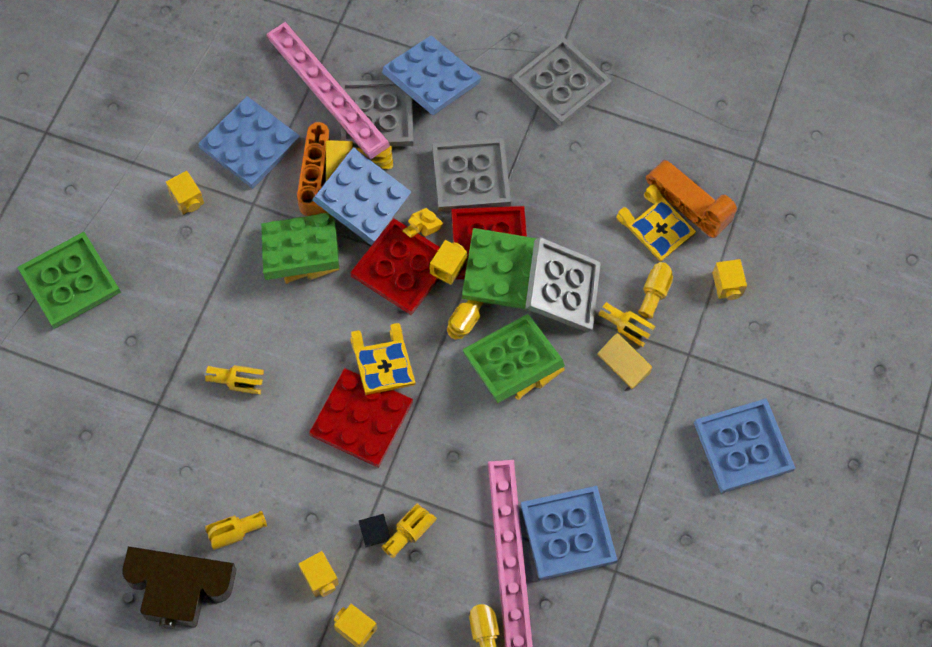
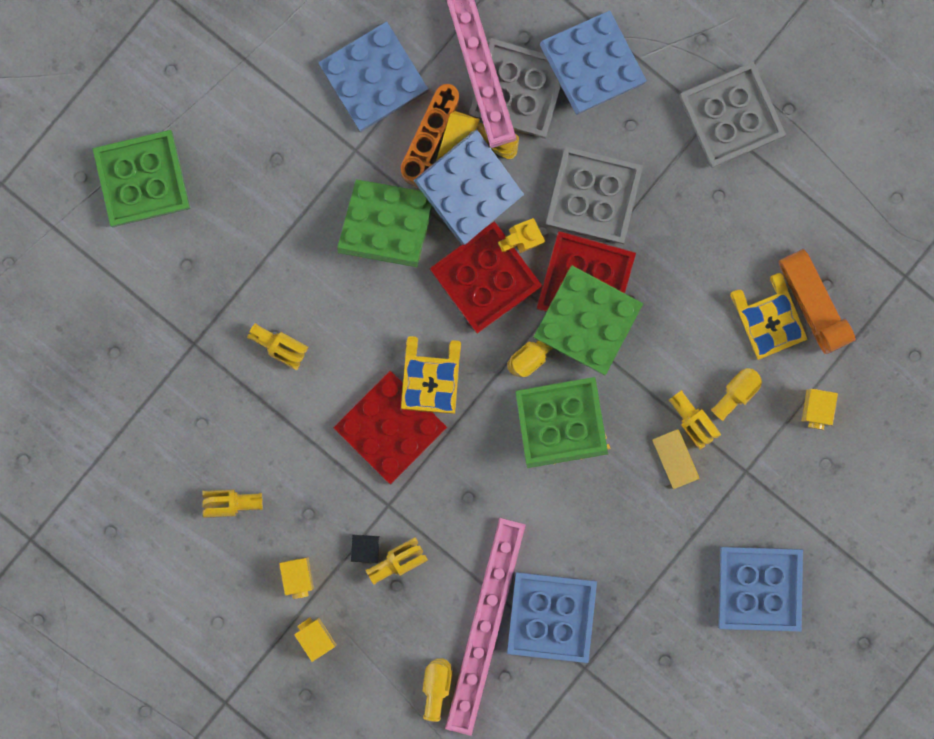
camera: 25 degrees right, 20 degrees up
(176, 584) = (158, 539): dark brown brick -> none
(185, 193) = (287, 118): yellow brick -> none
(448, 261) = (533, 294): yellow brick -> none
(563, 285) = (642, 359): light grey plate -> none

